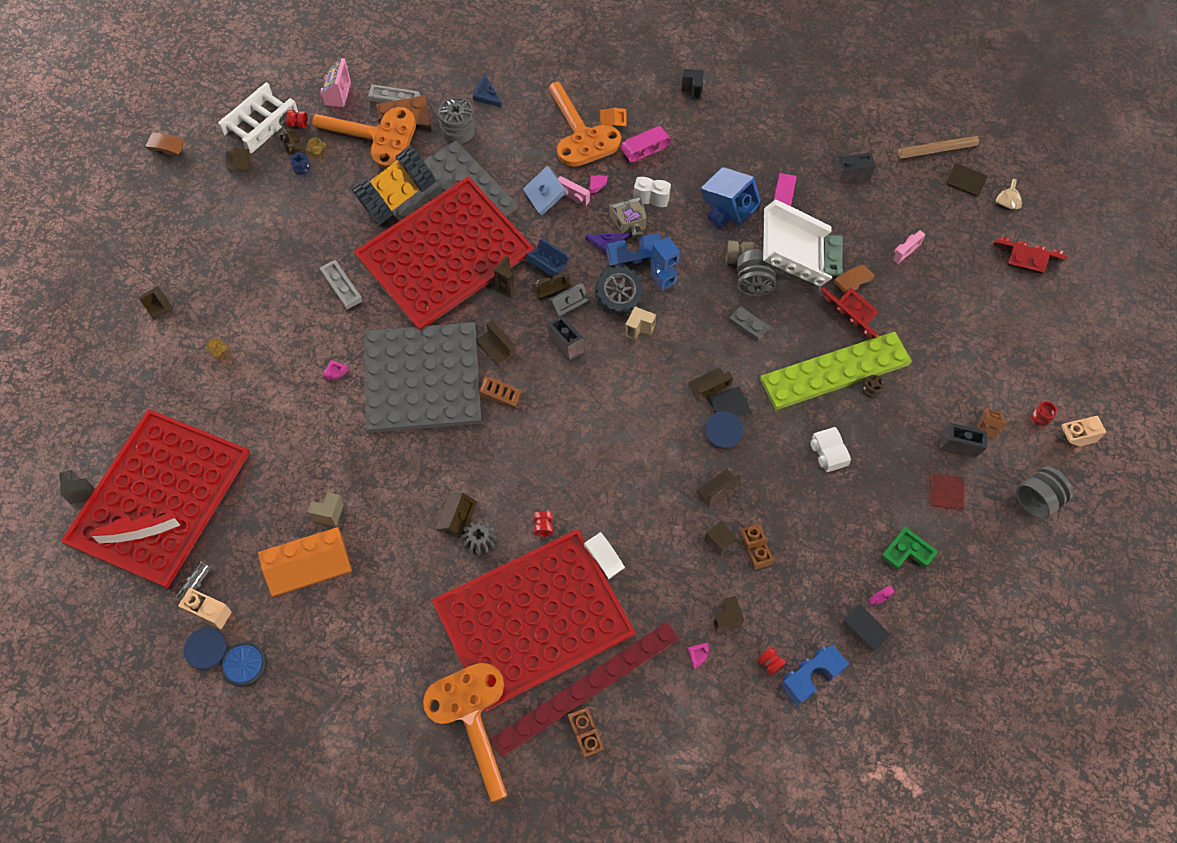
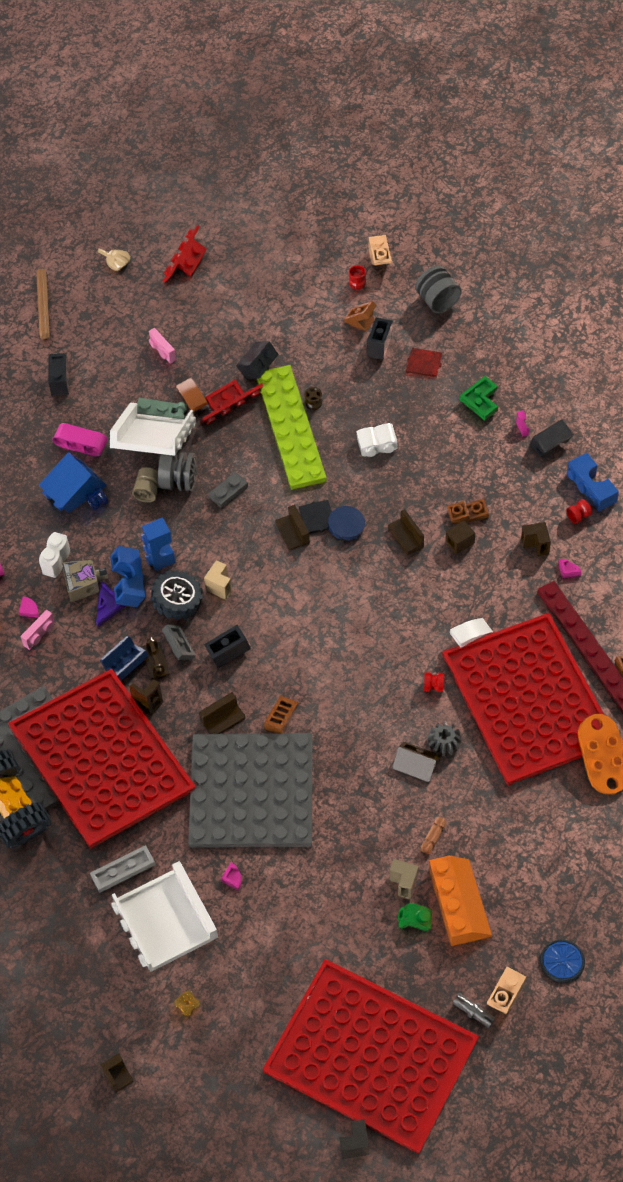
camera: 80 degrees left, 5 degrees down
(129, 529) = (414, 1068): slope -> none
(205, 648) = (545, 996): dark blue tile -> none
(289, 524) = (415, 916): none -> green bracket
(294, 320) = (165, 918): none -> white panel
(376, 535) = (433, 835): none -> nougat axle
(544, 190) = (34, 655): medium blue plate -> none
(908, 328) = (257, 360): none -> black brick
(967, 179) = (87, 286): dark brown panel -> none

